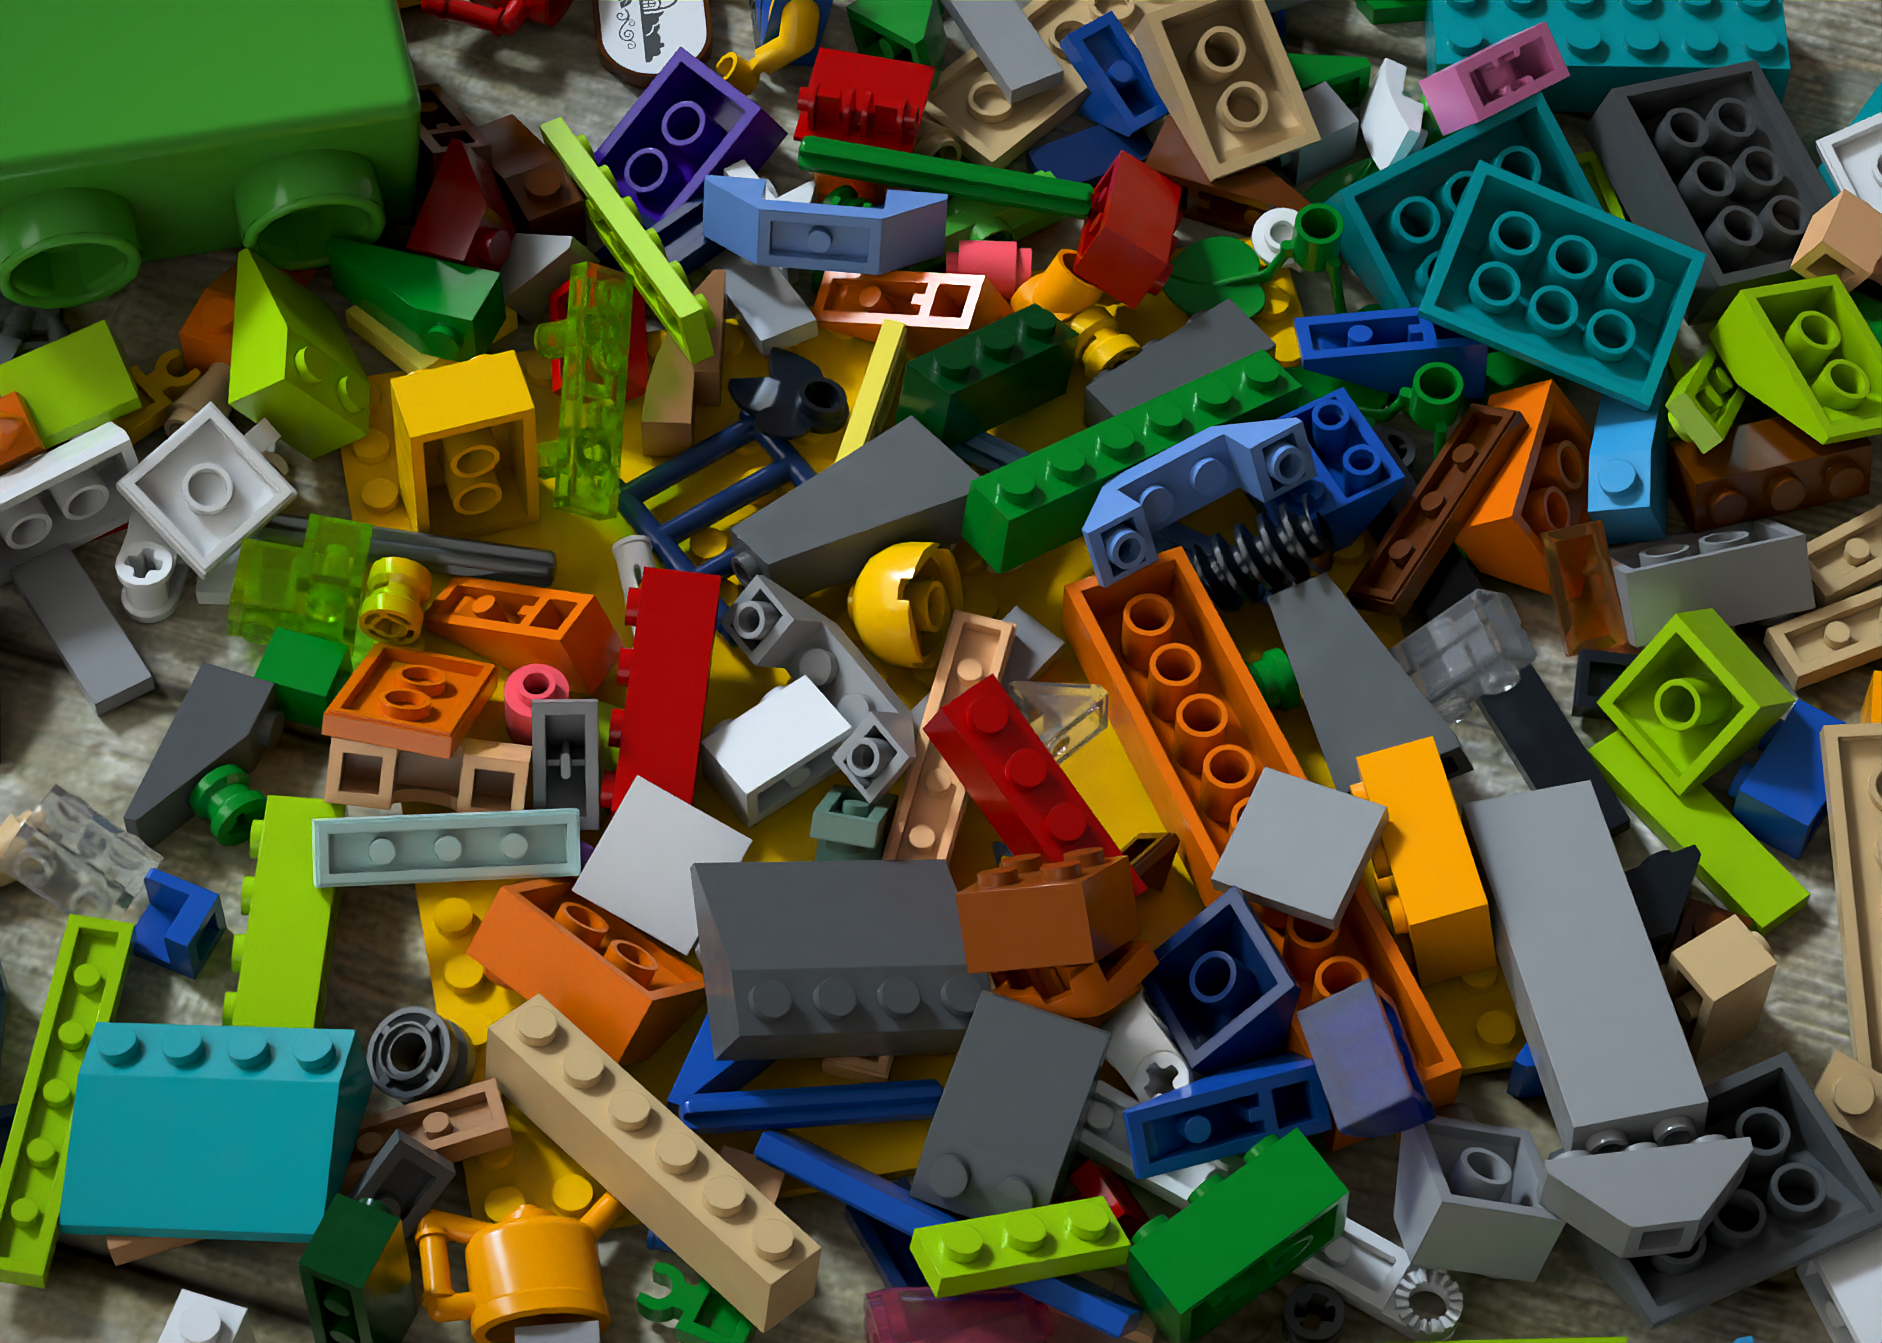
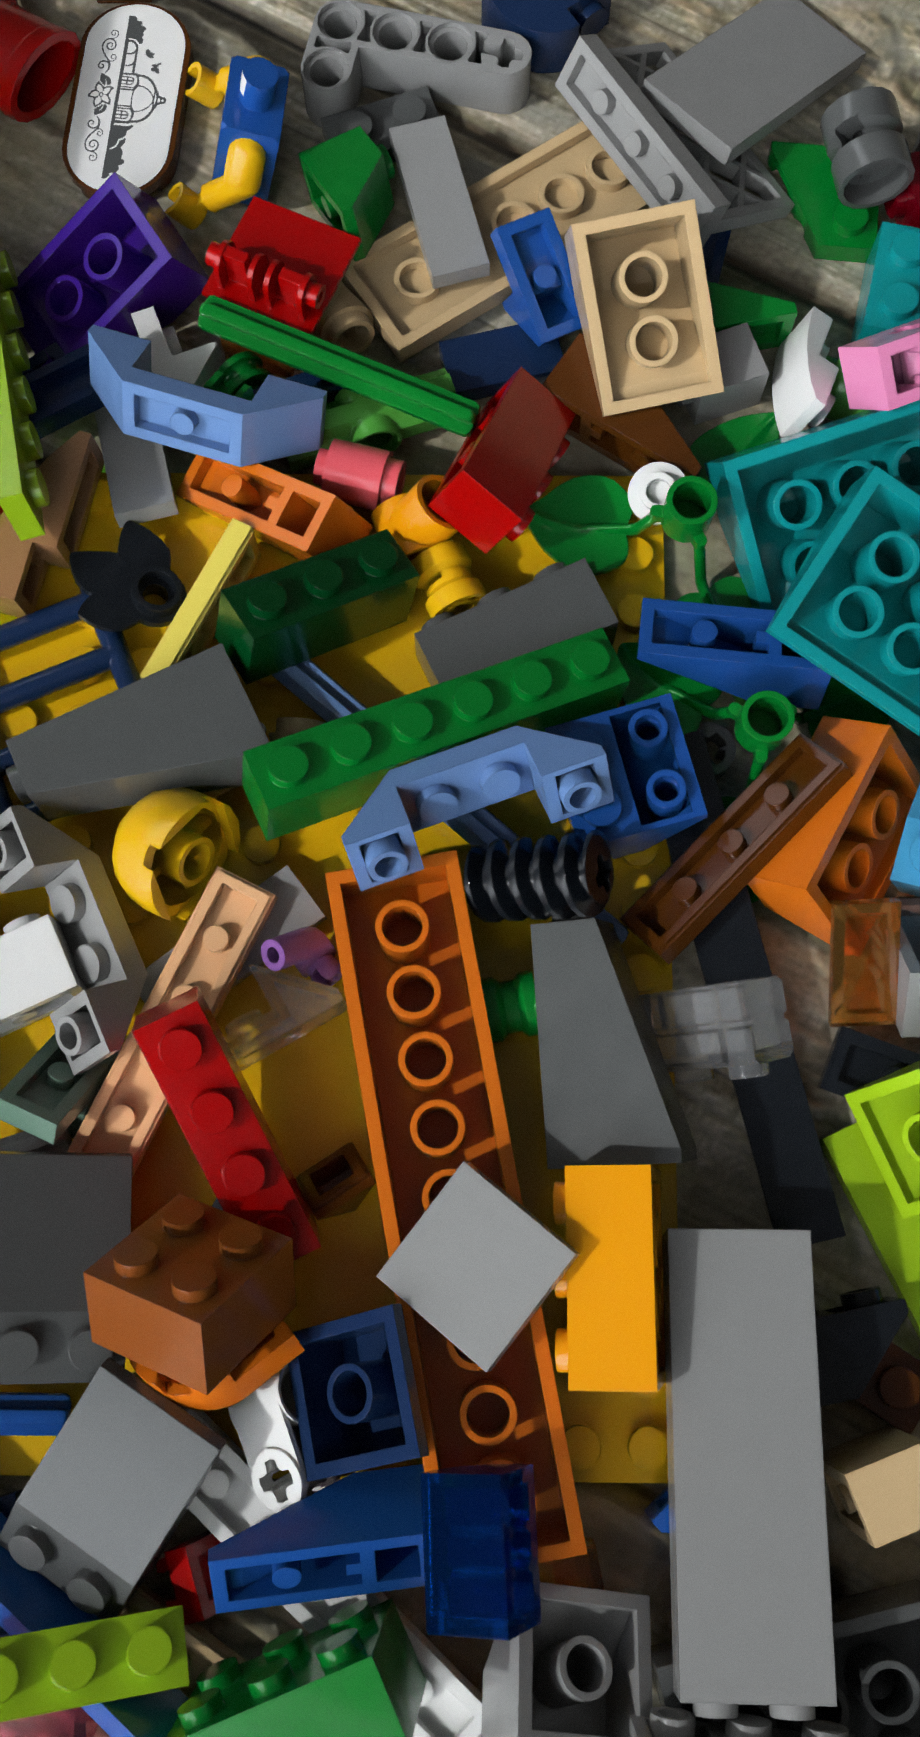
camera: 15 degrees right, 20 degrees up
(1050, 666) = (306, 950): none -> medium lavender arm

